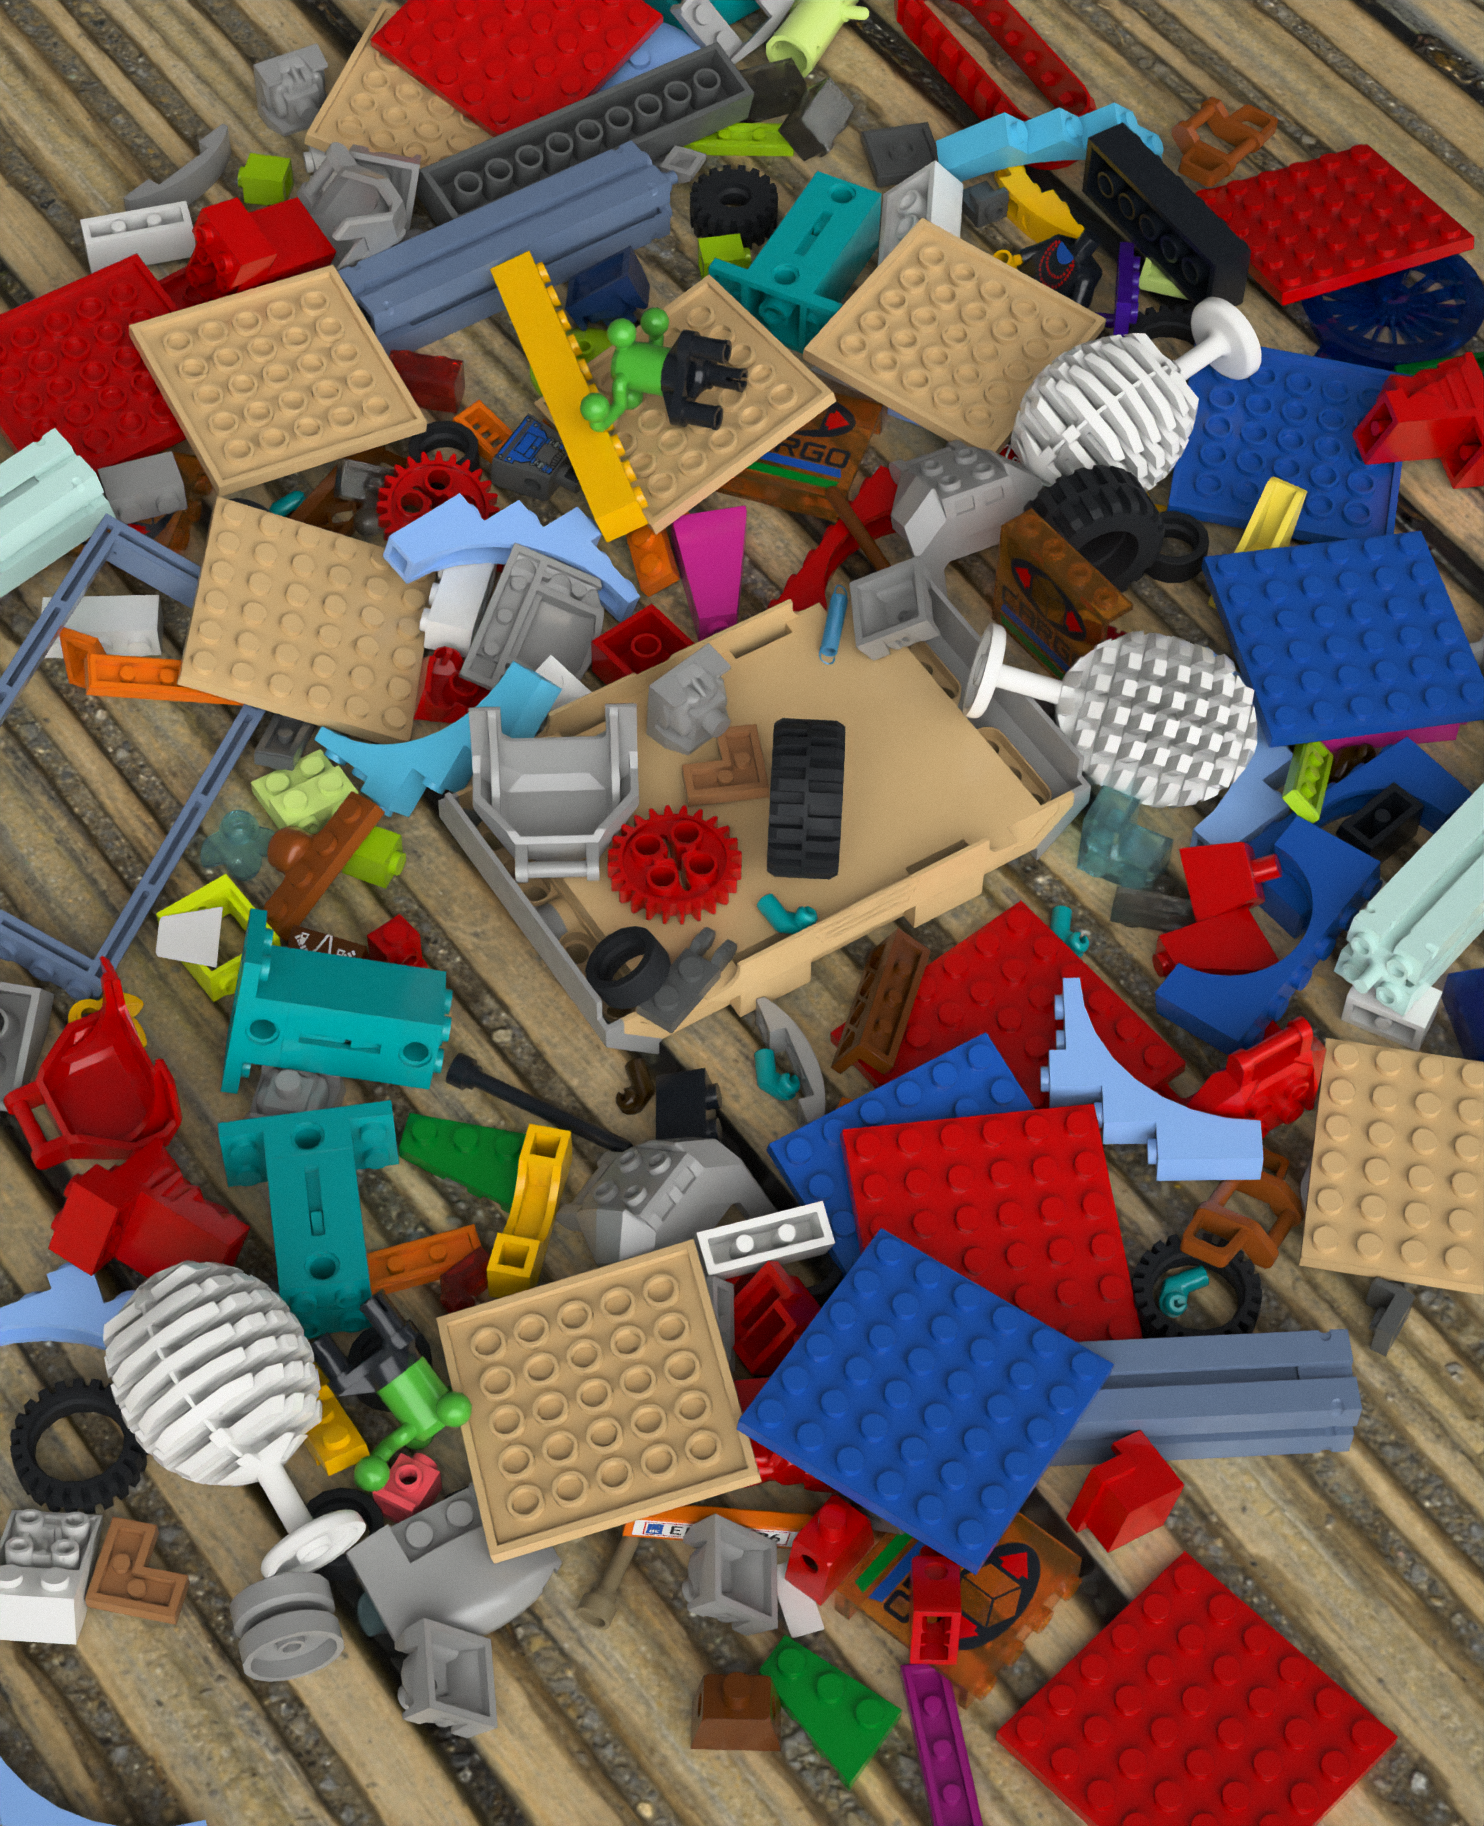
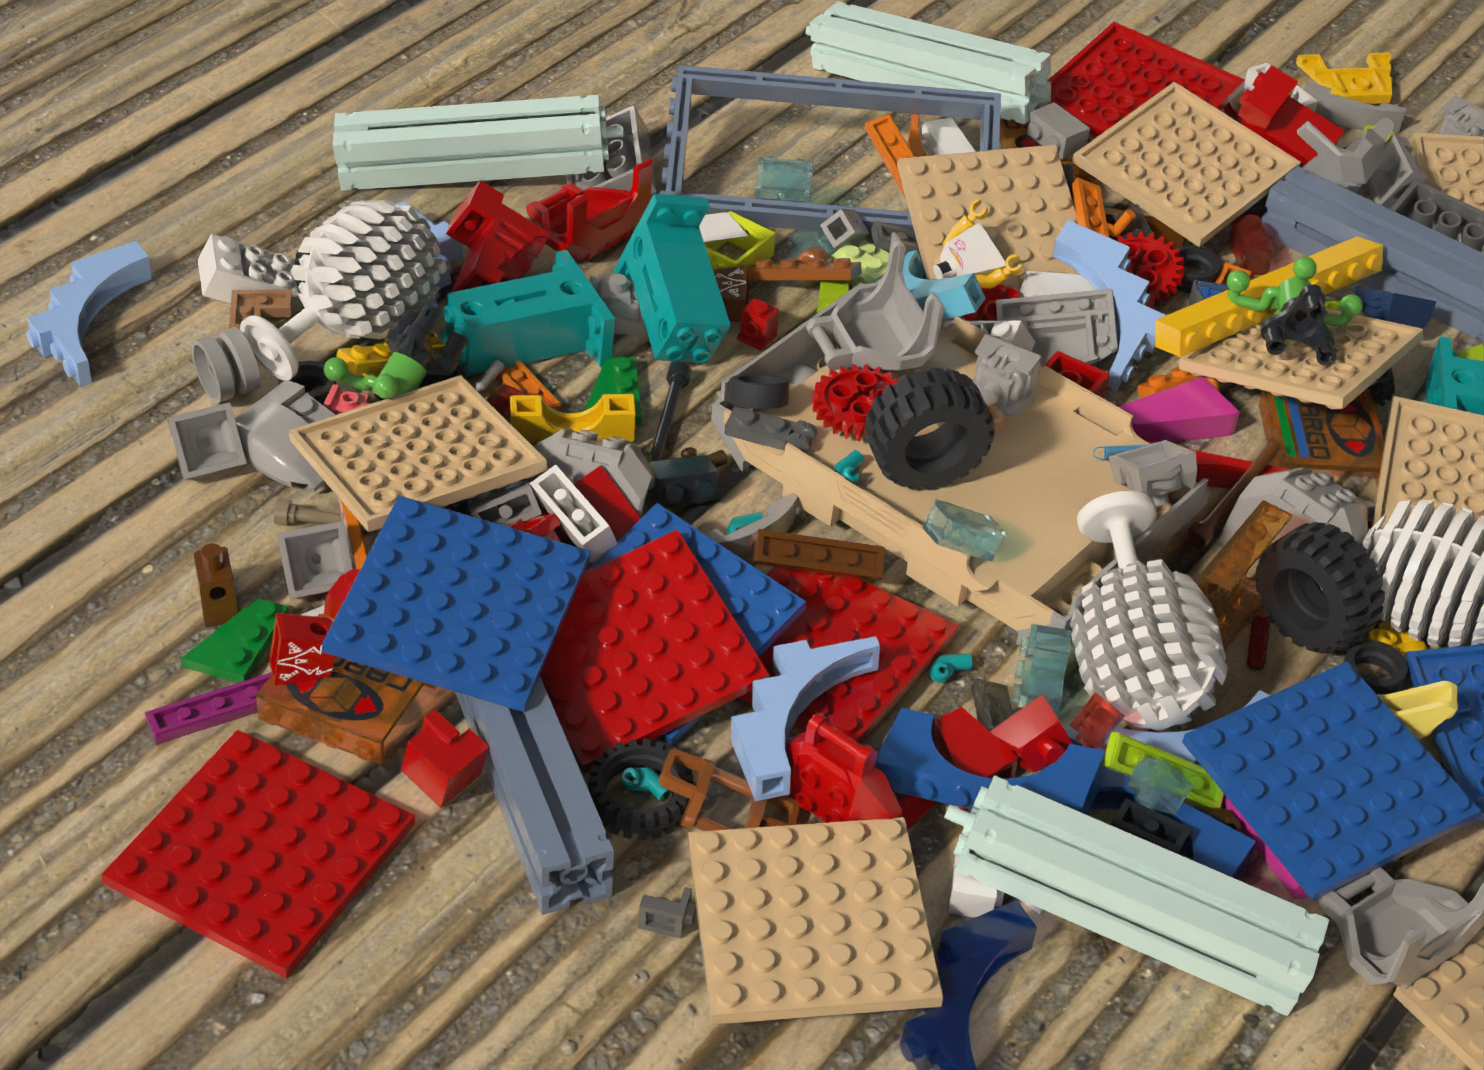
camera: 70 degrees right, 10 degrees down
(126, 153) = (1359, 84): none -> yellow wing
(141, 826) = (784, 179): none -> clear light blue brick
(249, 792) = (844, 228): none -> light grey brick
(338, 516) = (1091, 211): none -> orange plate
(380, 667) = (972, 251): none -> torso
(406, 1310) = (489, 375): none -> light grey piece
(740, 1200) = (608, 501): none -> red slope
(959, 826) = (964, 530): none -> clear light blue brick
(1244, 810) = (1096, 722): none -> clear red bracket
(1344, 787) = (1159, 785): none -> clear light blue brick

